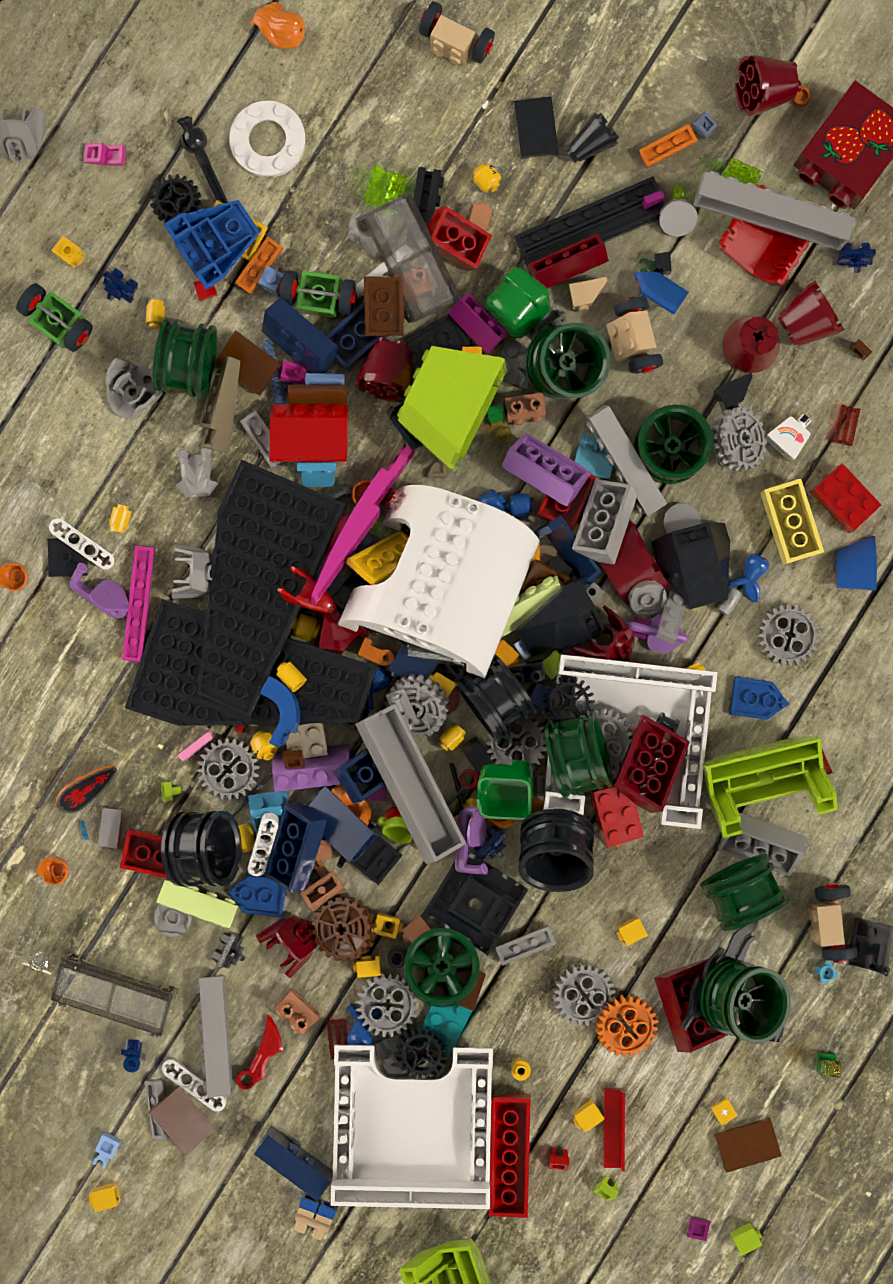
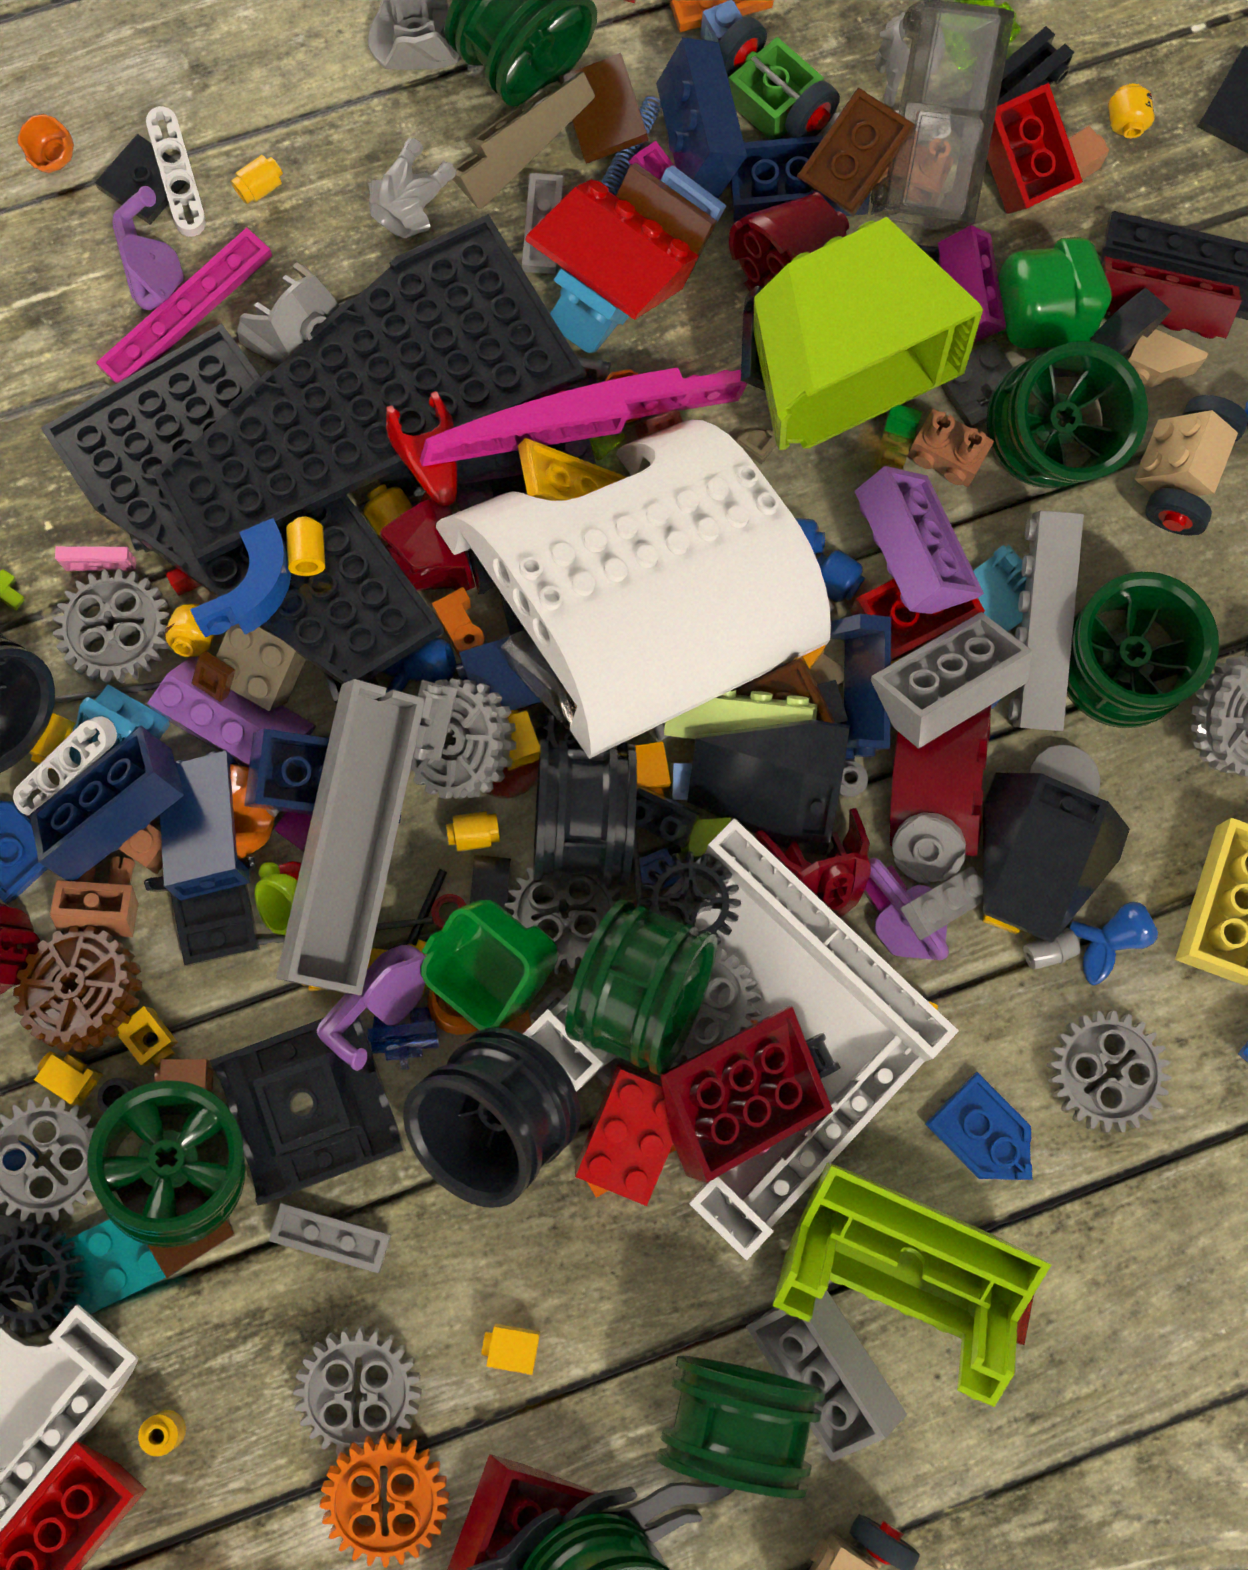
camera: 35 degrees right, 10 degrees down
(562, 290) = (1135, 318): none -> black slope

